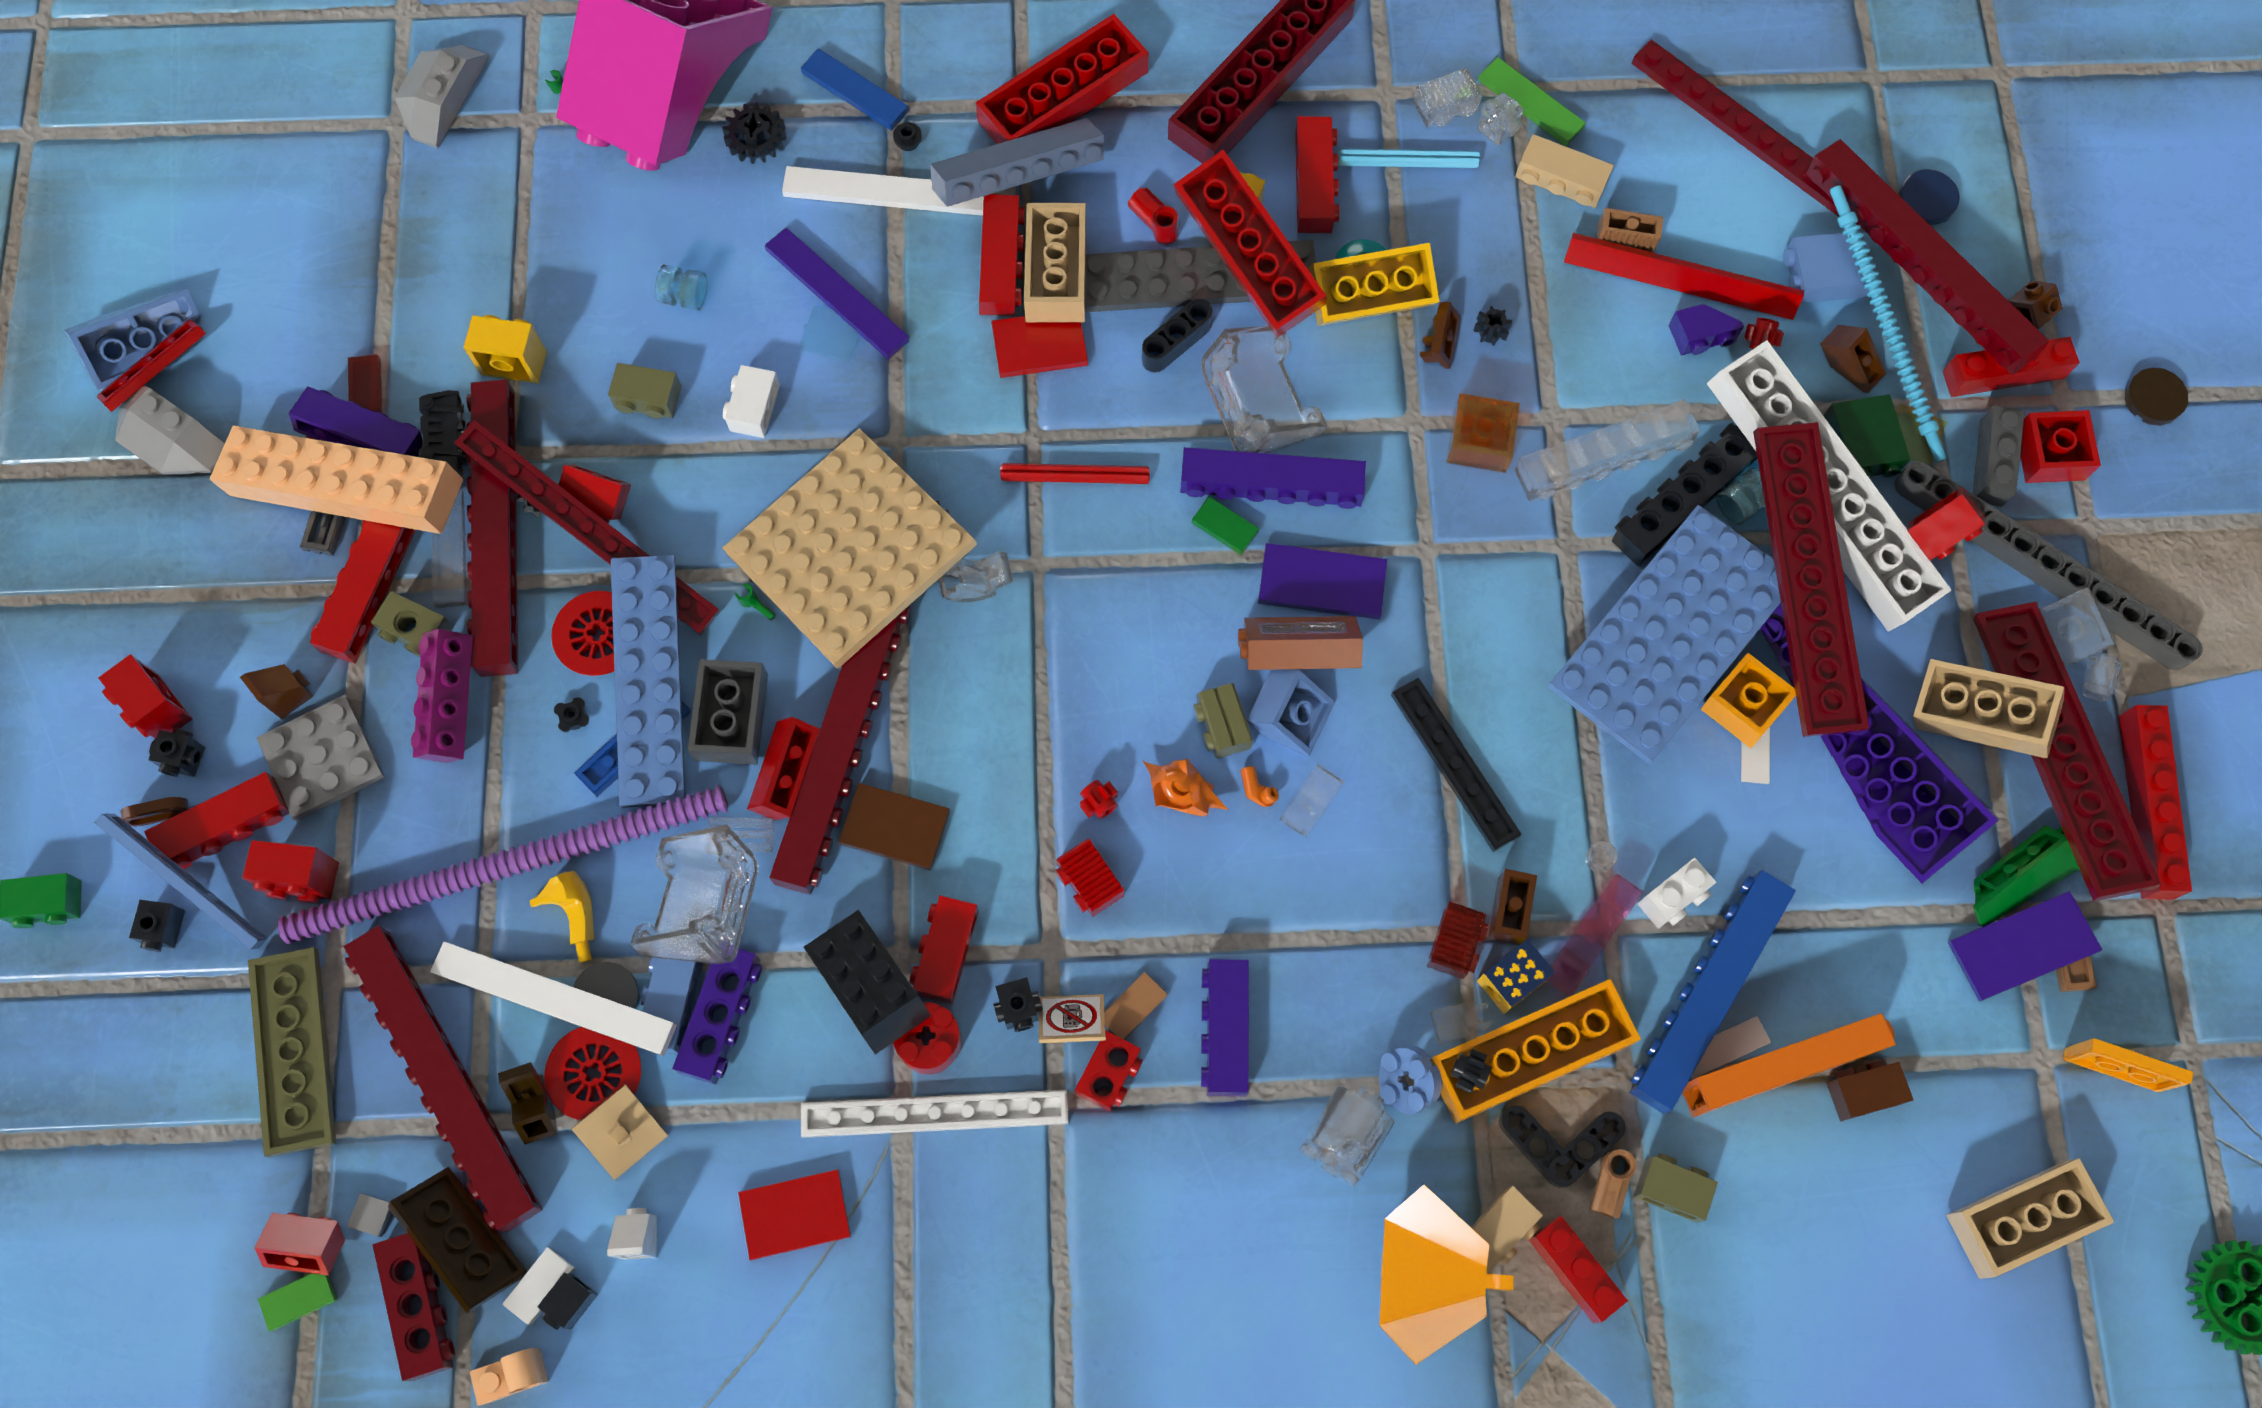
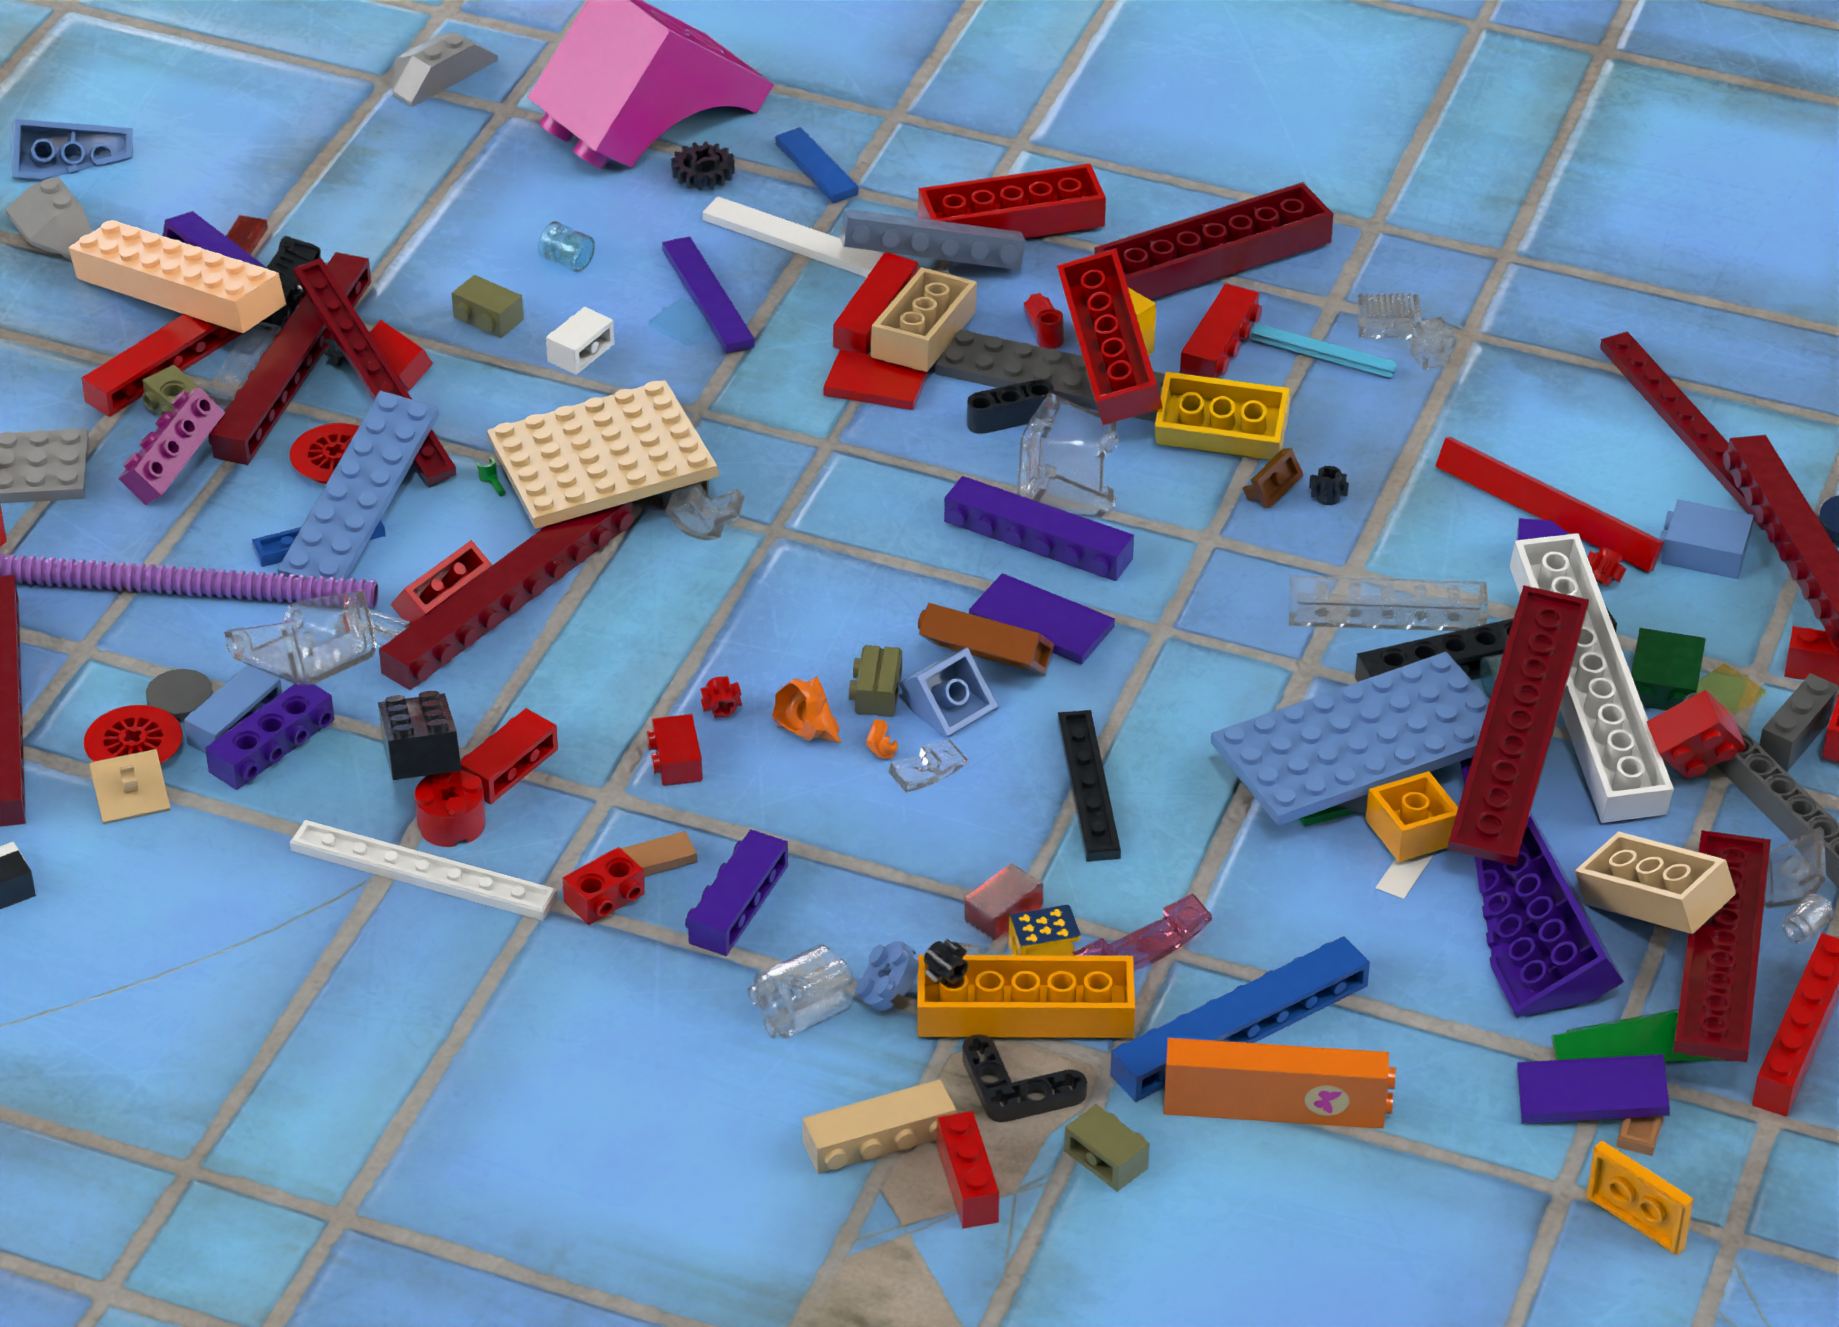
camera: 25 degrees right, 30 degrees down
(150, 364) = (69, 171): red tile -> none
(278, 688) = (34, 402): reddish brown slope -> none
(333, 535) = (148, 322): dark grey tile -> none
(505, 348) = (383, 237): yellow brick -> none
(530, 1104) = (63, 740): dark brown brick -> none
(554, 998) = (133, 672): white tile -> none
(573, 896) = (194, 613): yellow animal -> none
(579, 719) = (276, 502): black plate -> none
(634, 1235) = (93, 855): white slope -> none
(728, 712) = (417, 532): dark grey brick -> none
(794, 1215) = (247, 895): red tile -> none
(894, 826) = (518, 664): reddish brown tile -> none
(910, 142) = (838, 204): black plate -> none
(1017, 993) = (549, 809): black brick -> none
(1072, 1019) = (592, 838): piece -> none
(1075, 473) = (850, 476): red axle -> none
(1225, 525) = (971, 553): green tile -> none
(1432, 1276) = (821, 1098): light orange panel -> none
(1483, 433) = (1265, 551): clear orange brick -> none
(1512, 907) = (1076, 883): reddish brown brick -> none
(1536, 103) = (1478, 346): bright green tile -> none
(1563, 171) = (1474, 398): tan brick -> none
(1610, 852) = (1192, 885): clear bush -> none
(1611, 1187) = (1046, 1121): medium nougat piece -> none
(1630, 228) = (1512, 448): medium nougat brick -> none
(1676, 893) = (1248, 934): white brick -> none
(1854, 356) = (1691, 608): reddish brown slope -> none
(1869, 1090) = (1356, 1142): reddish brown brick -> none
(1927, 426) = (1736, 600): medium azure hose -> none
(2029, 1218) = (1461, 1281): tan brick -> none

